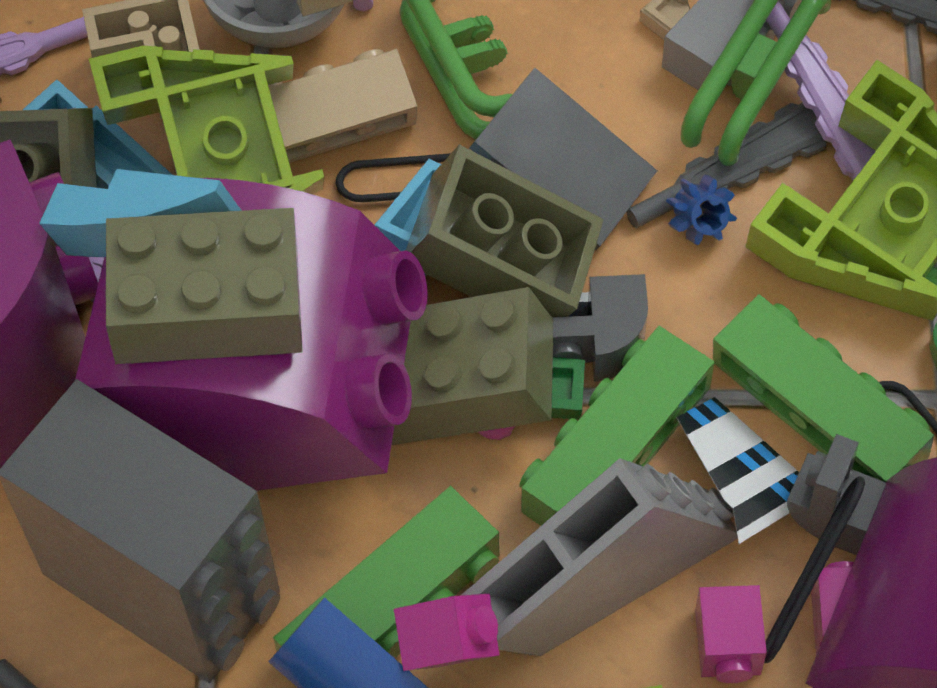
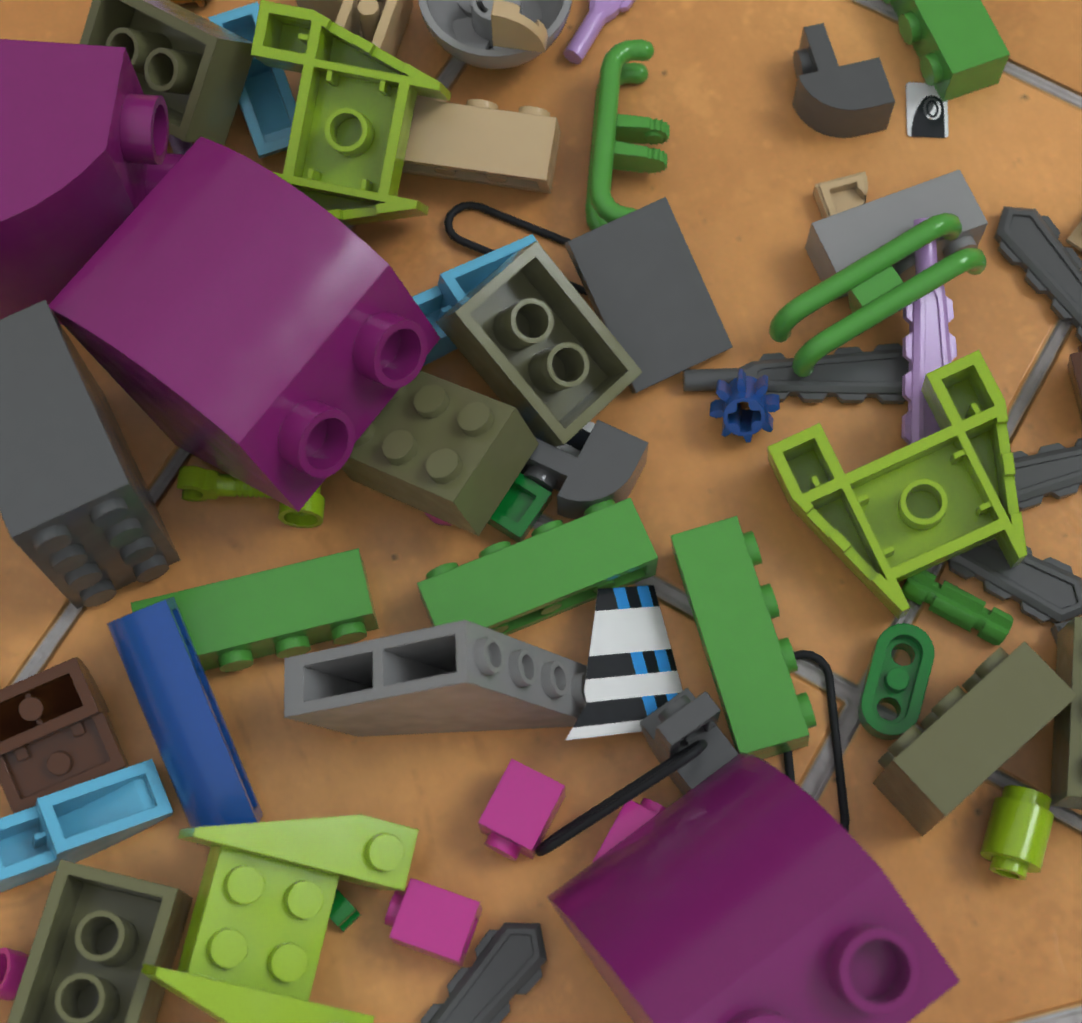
camera: 30 degrees right, 10 degrees up
(79, 213) = (180, 172): medium azure slope -> none
(202, 285) = (185, 271): olive brick -> none
(363, 493) = (205, 484): none -> lime brick
(446, 631) = (253, 685): dark pink brick -> none

